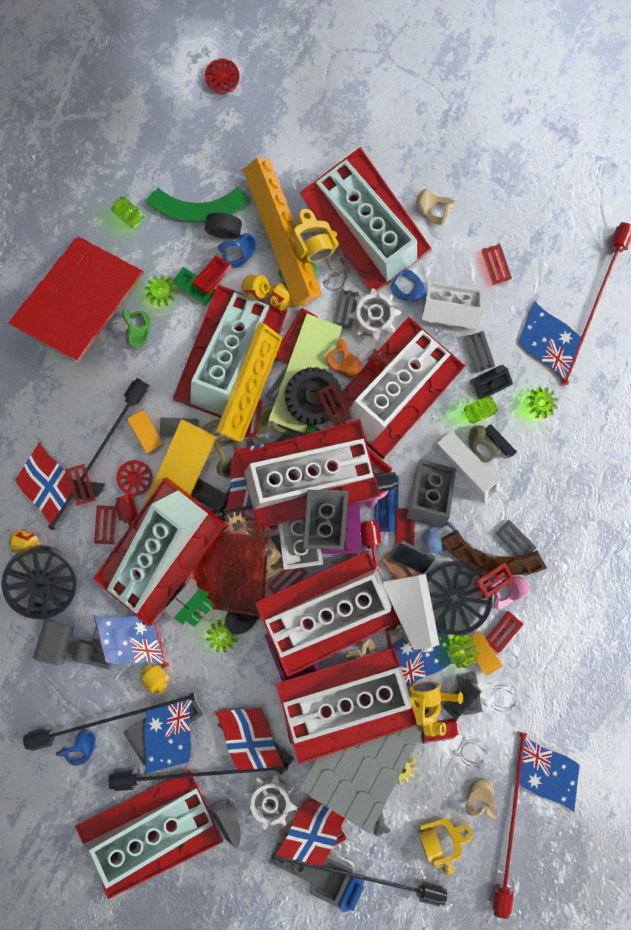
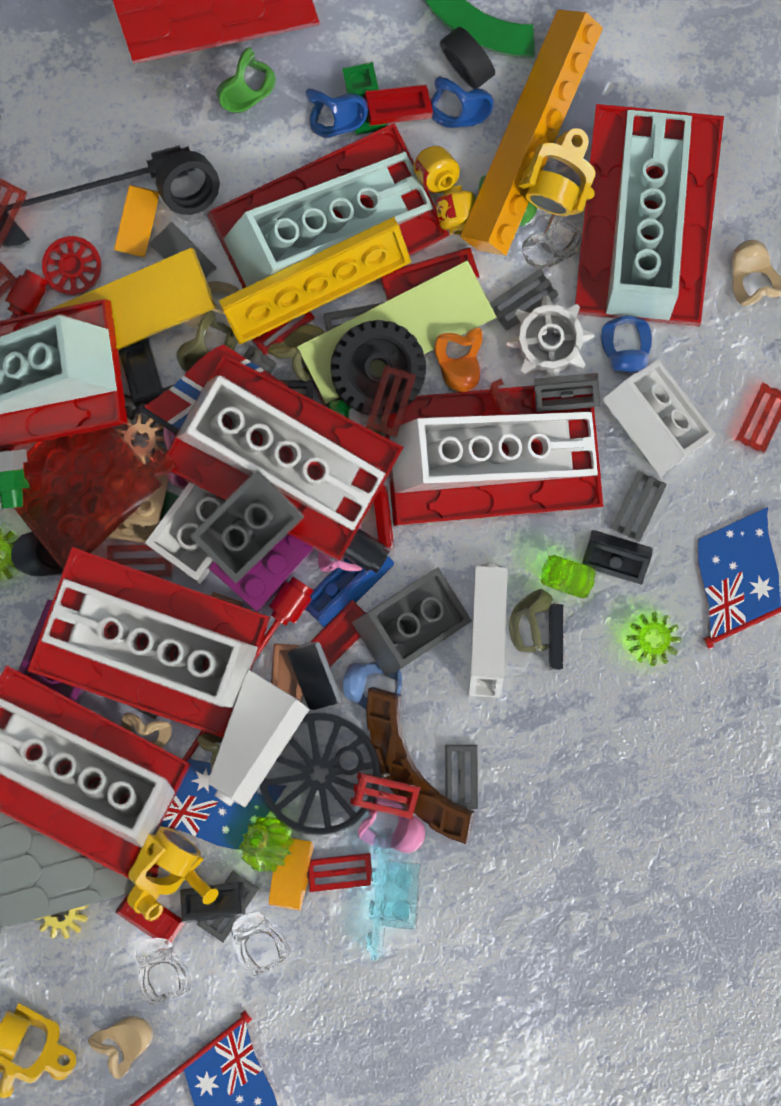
camera: 45 degrees right, 0 degrees up
(139, 391) = (175, 165): none -> black tyre
(156, 285) = (330, 62): clear neon green gear -> none
(192, 296) = (348, 112): none -> blue piece
(403, 328) = (567, 387): none -> dark grey tile
(538, 618) = (395, 894): none -> clear light blue bracket

